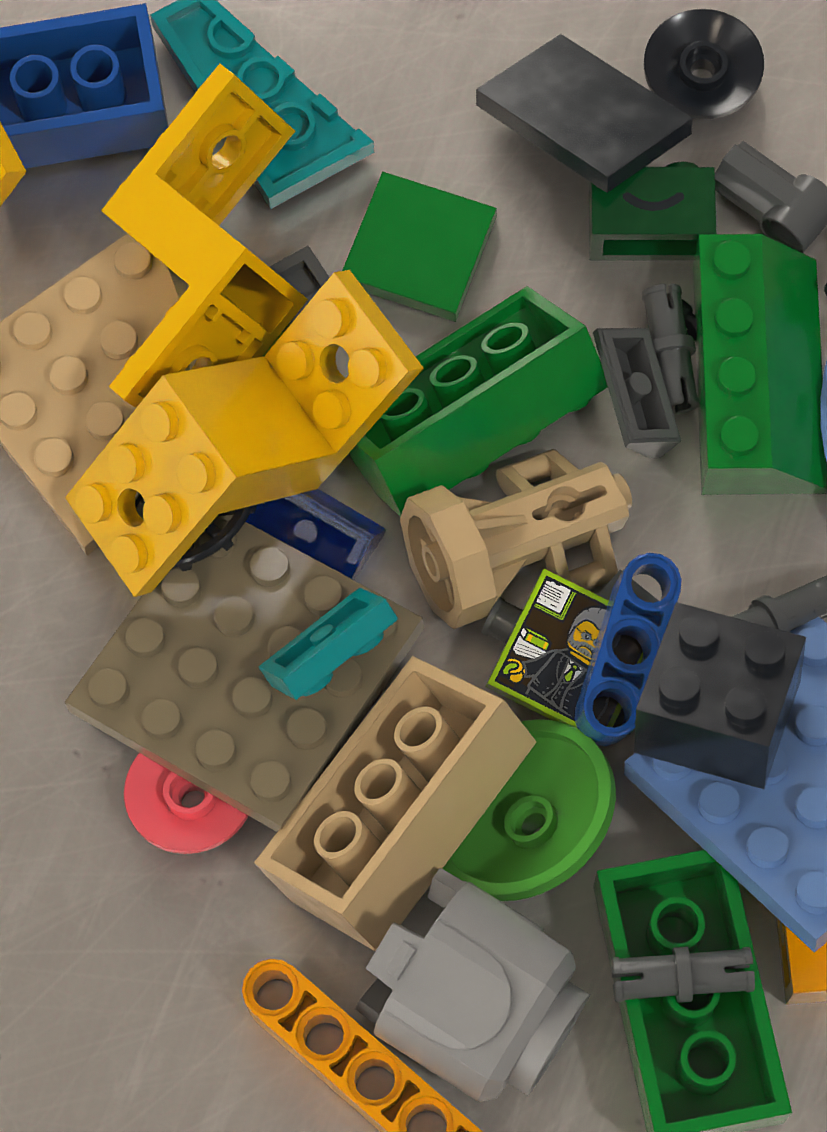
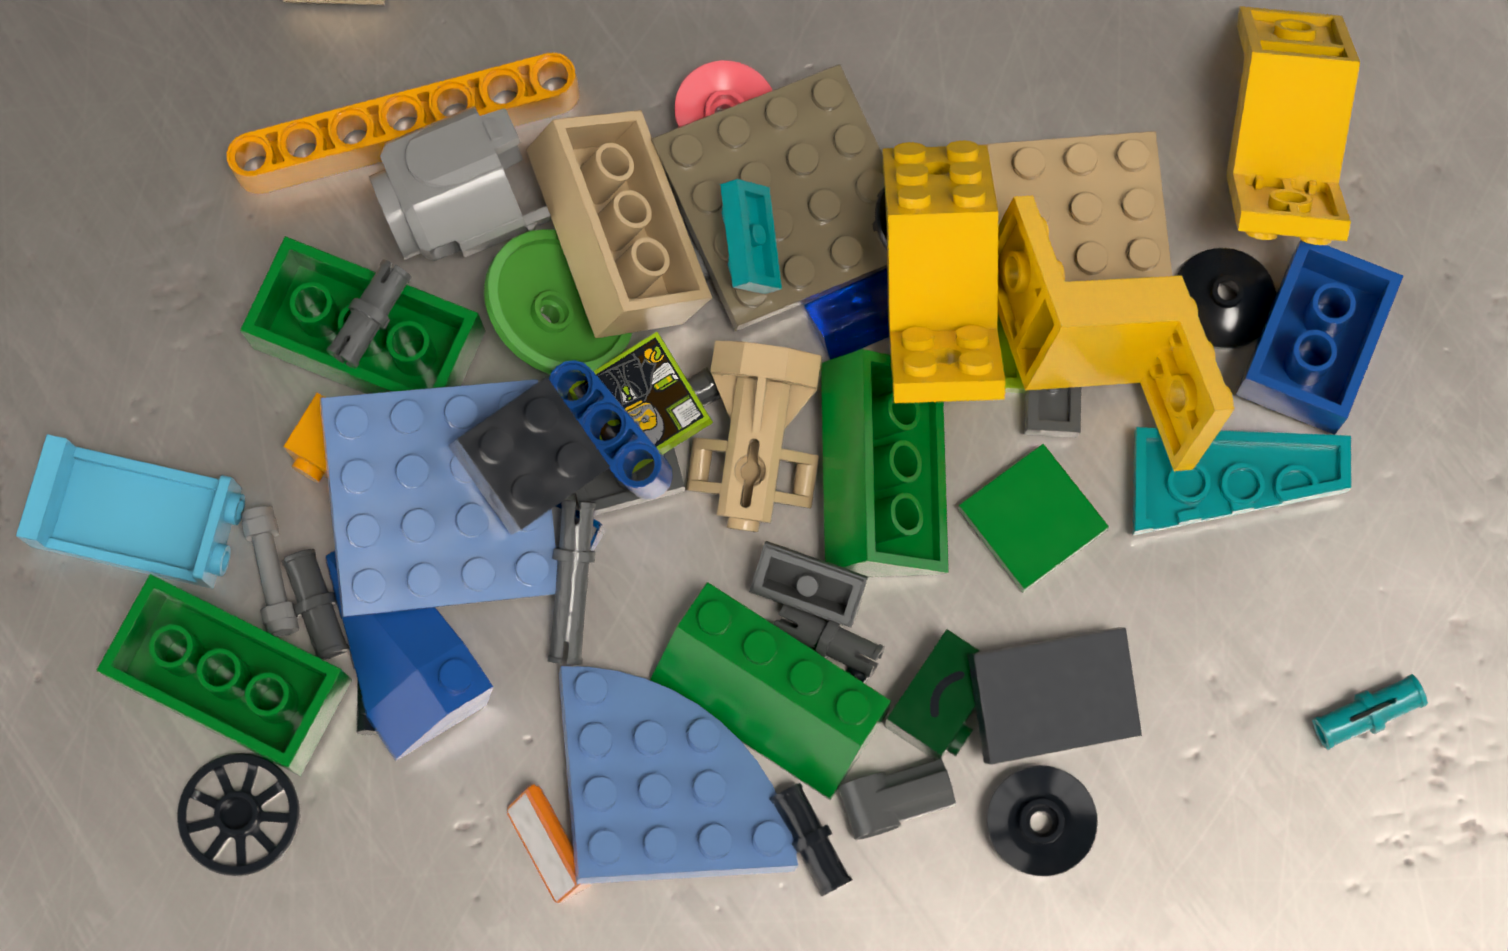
camera: 125 degrees right, 5 degrees up
(63, 234) = (1234, 321): none -> black dish

